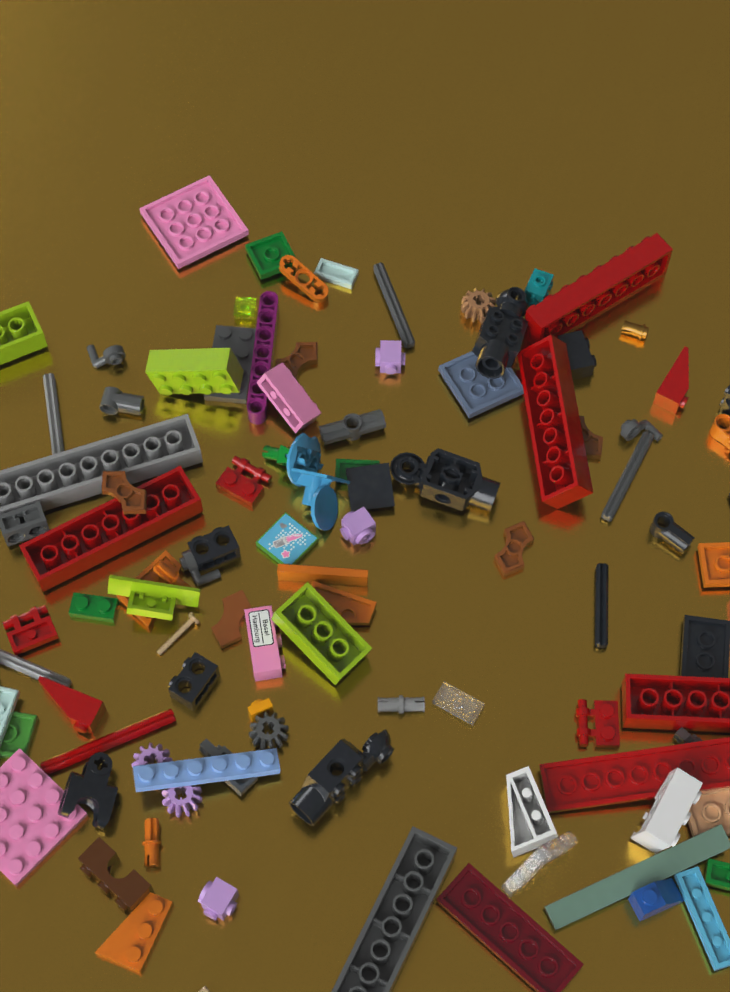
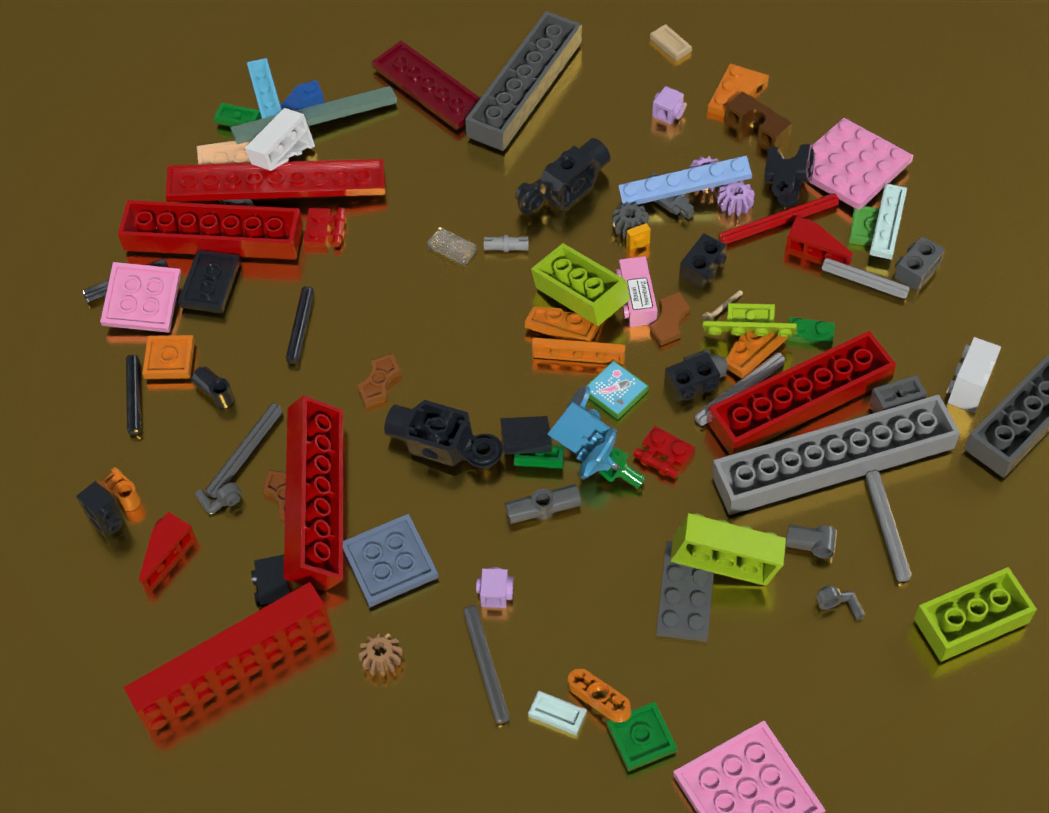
camera: 175 degrees left, 5 degrees down
(33, 634) = (867, 304): red plate -> none
(131, 498) = (800, 417): dark orange tile -> none
(151, 843) = (729, 142): orange axle -> none
(168, 574) = (731, 341): orange axle -> none
(170, 542) = (746, 382): none -> light grey axle
(244, 308) = (673, 659): clear neon green plate -> none
(262, 348) = (647, 602): magenta beam -> none
(289, 397) = (615, 526): bright pink brick -> none
(303, 355) = (599, 599): dark orange tile -> none
(358, 526) = (540, 397): lavender brick -> none
(501, 333) = (358, 595): black brick -> none
(528, 815) = (399, 152): white wedge -> none
(538, 286) = (302, 672): teal head -> none
(541, 856) = (390, 113): clear beam -> none
(635, 330) = (194, 620): pearl gold pin -> none

